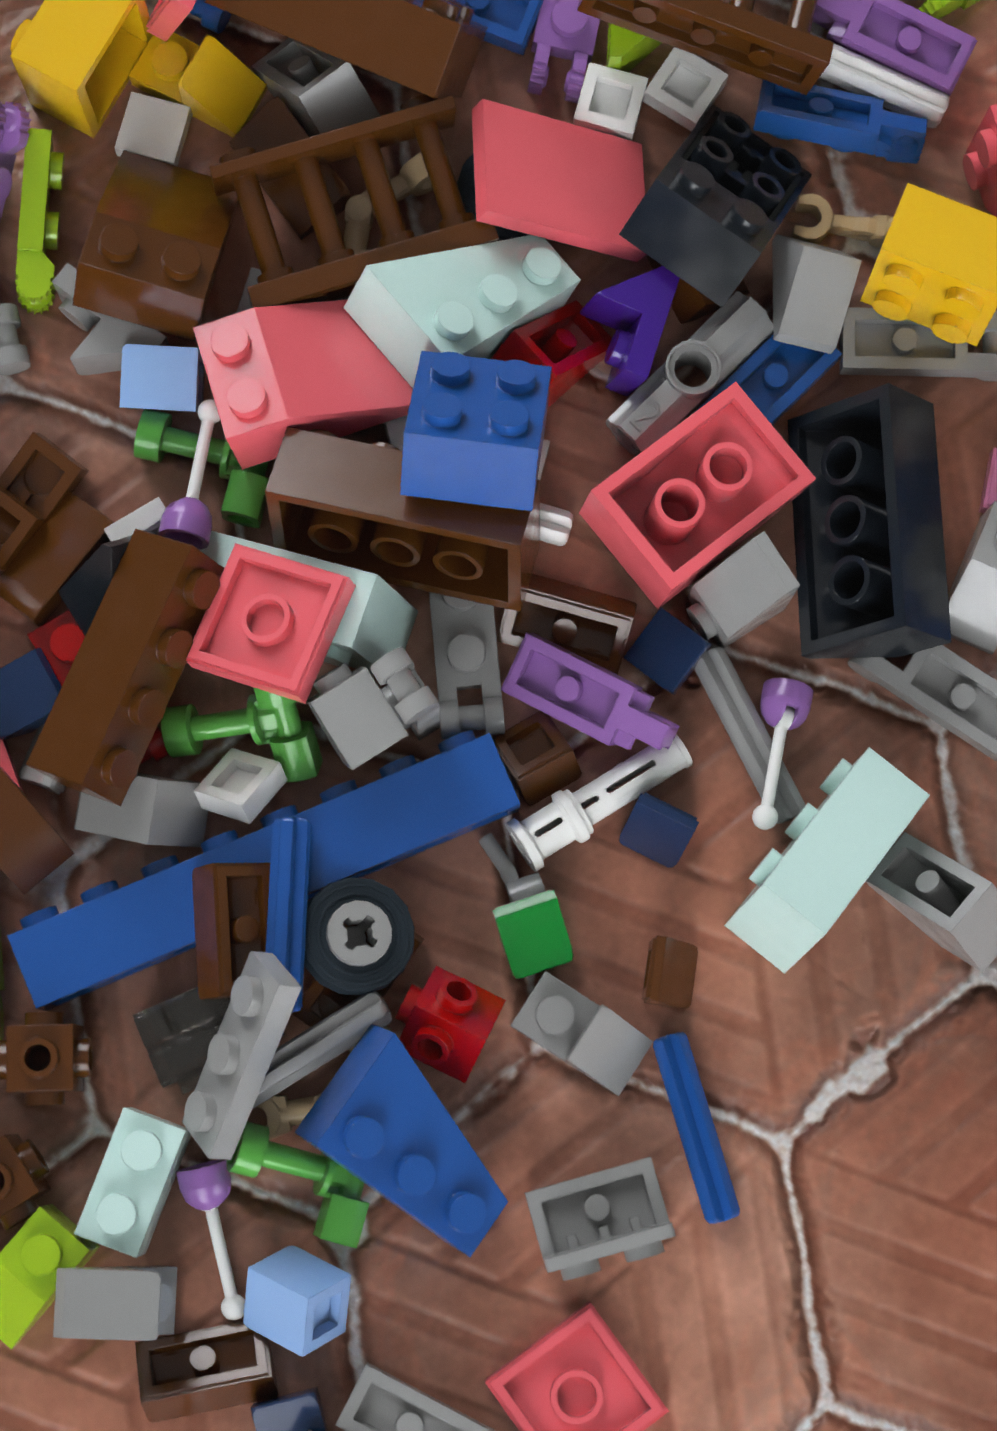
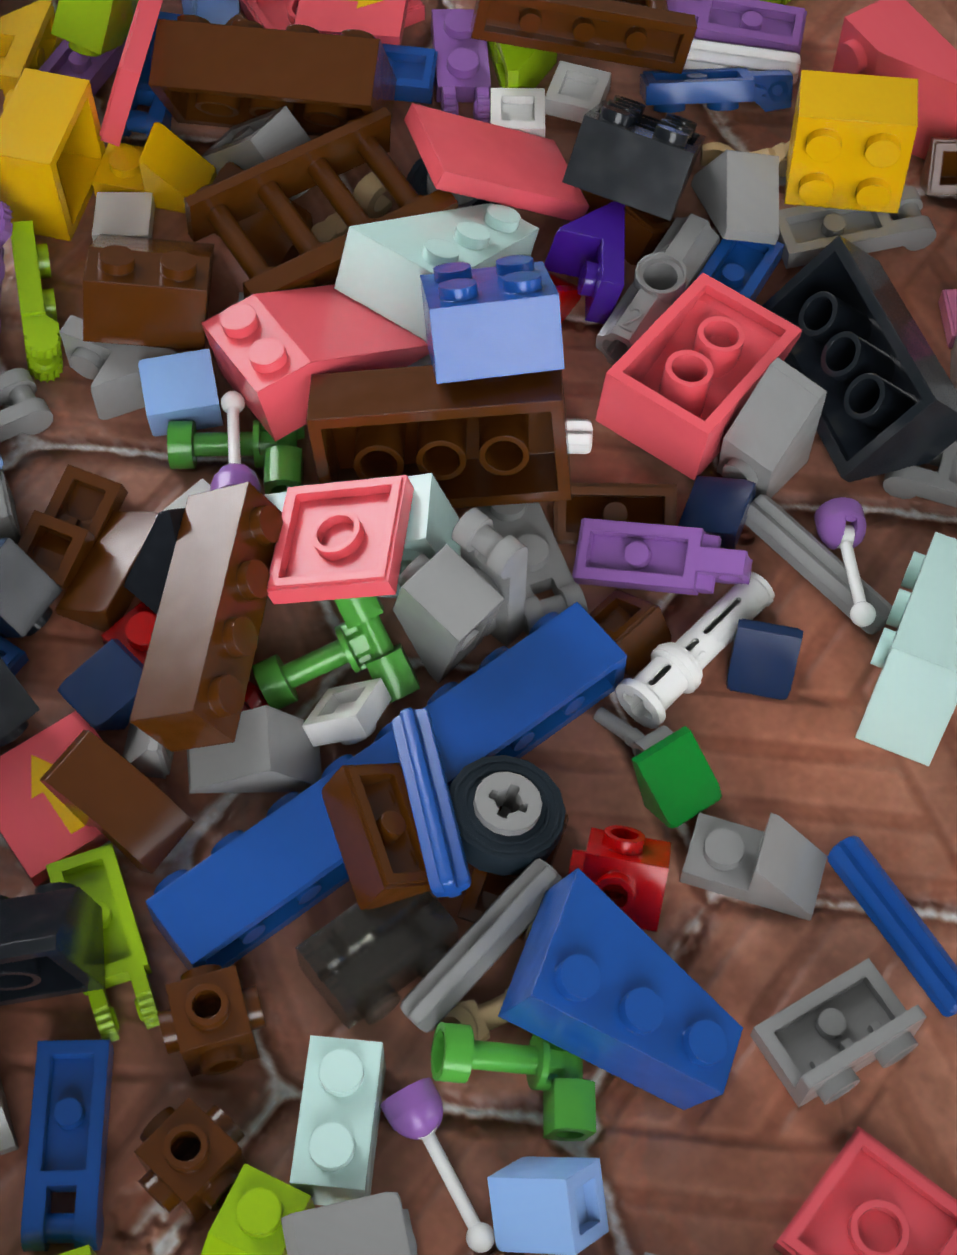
camera: 10 degrees left, 20 degrees down
(240, 1055) = (422, 944): light grey plate -> none
(670, 972) = (817, 786): reddish brown slope -> none

